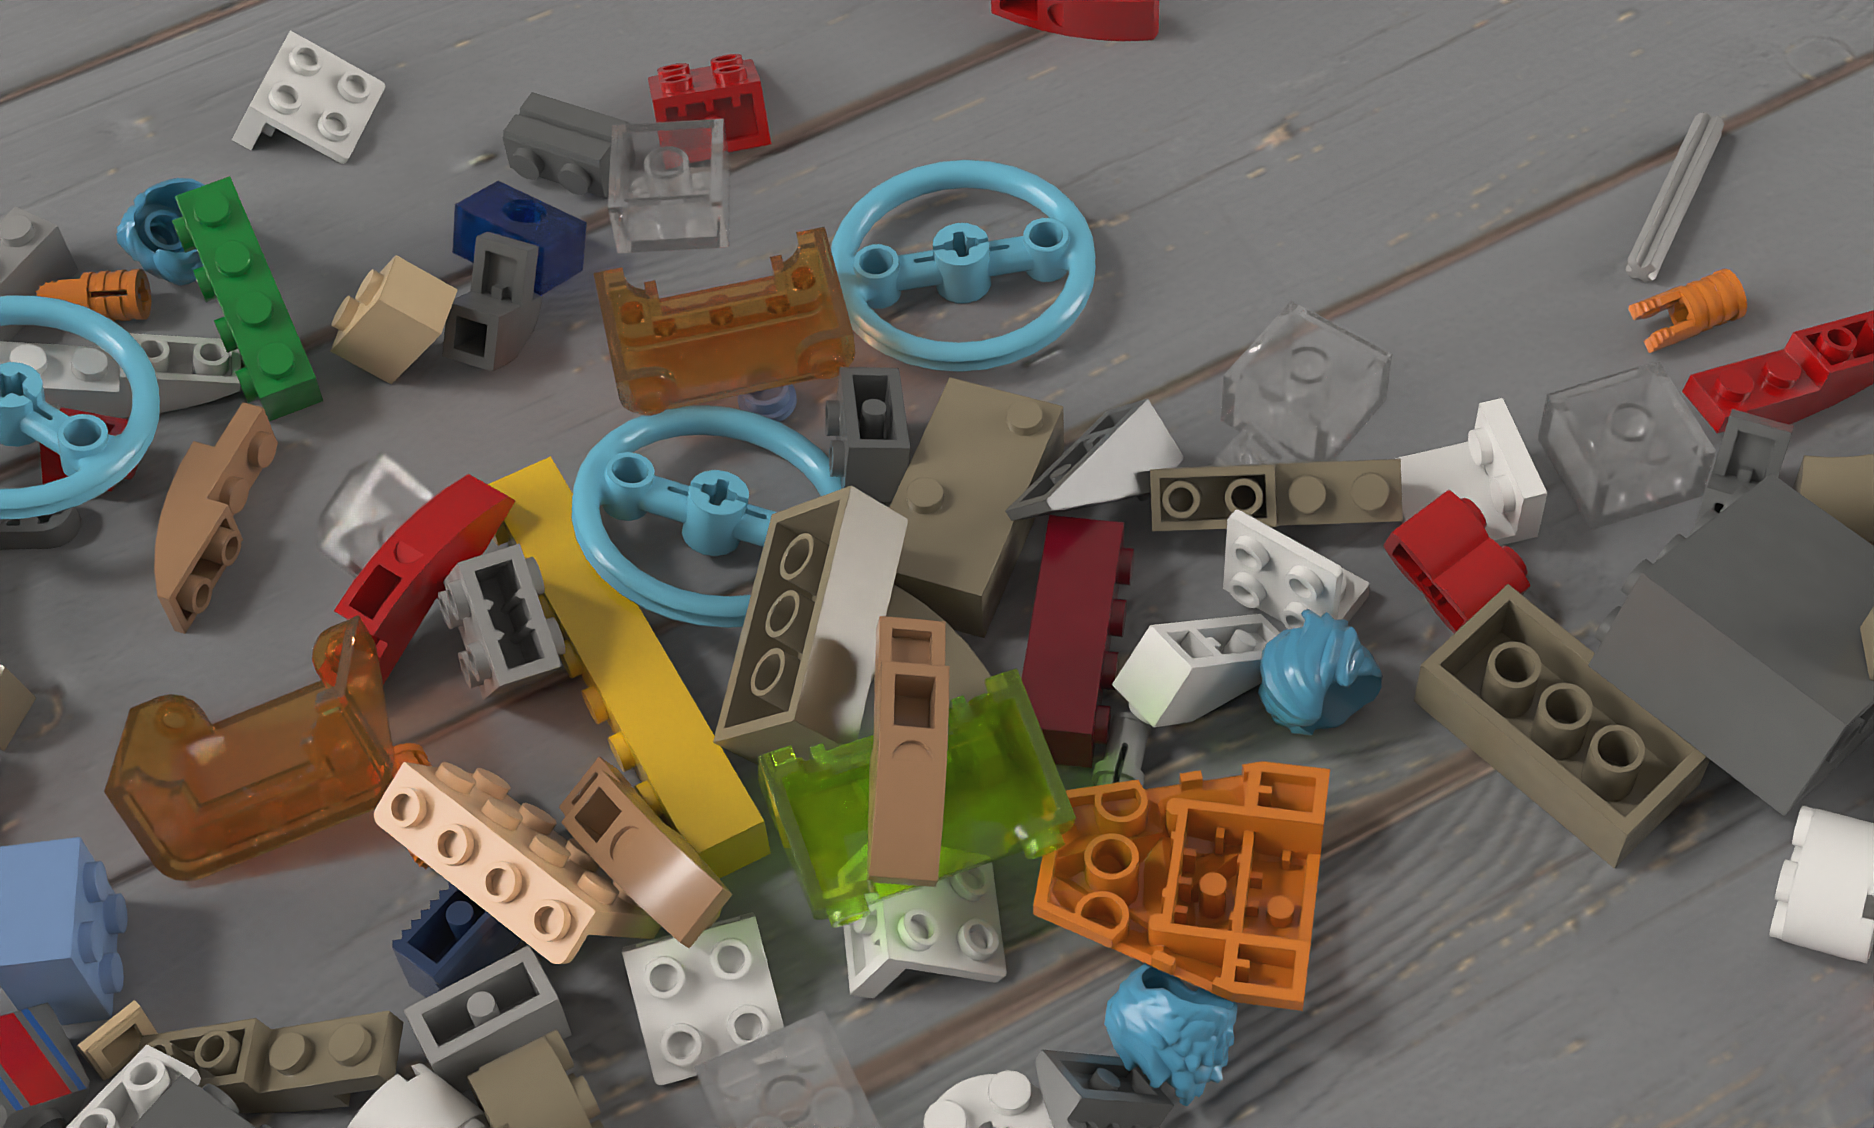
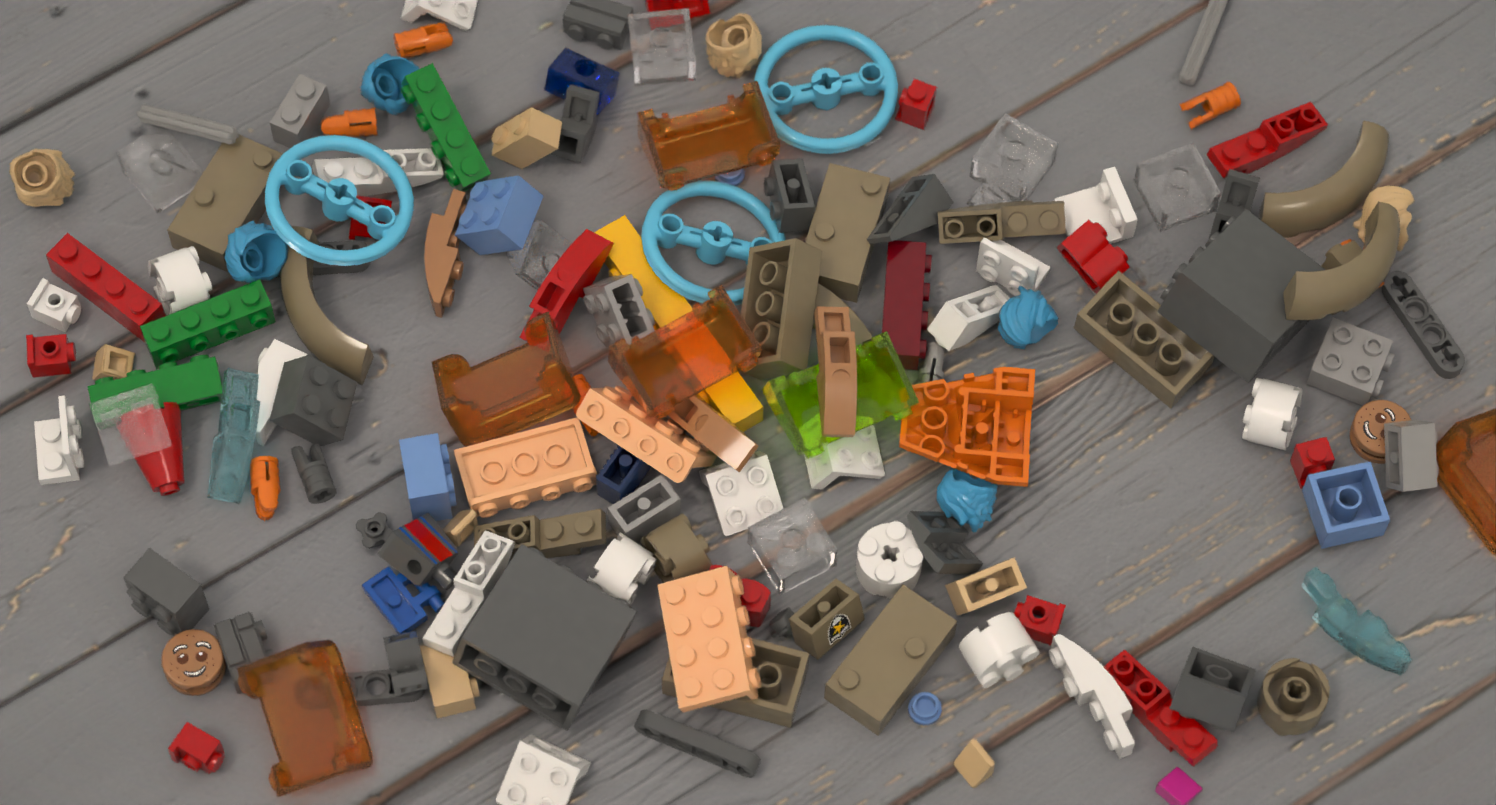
camera: 10 degrees left, 10 degrees up
(259, 169) = (422, 40): none -> orange hinge
(269, 924) = (526, 467): none -> light nougat bracket
(313, 447) = (499, 215): none -> medium blue brick
(607, 707) = (686, 355): none -> clear orange windscreen
(800, 185) = (734, 45): none -> tan hair
(1128, 291) = (916, 104): none -> red brick

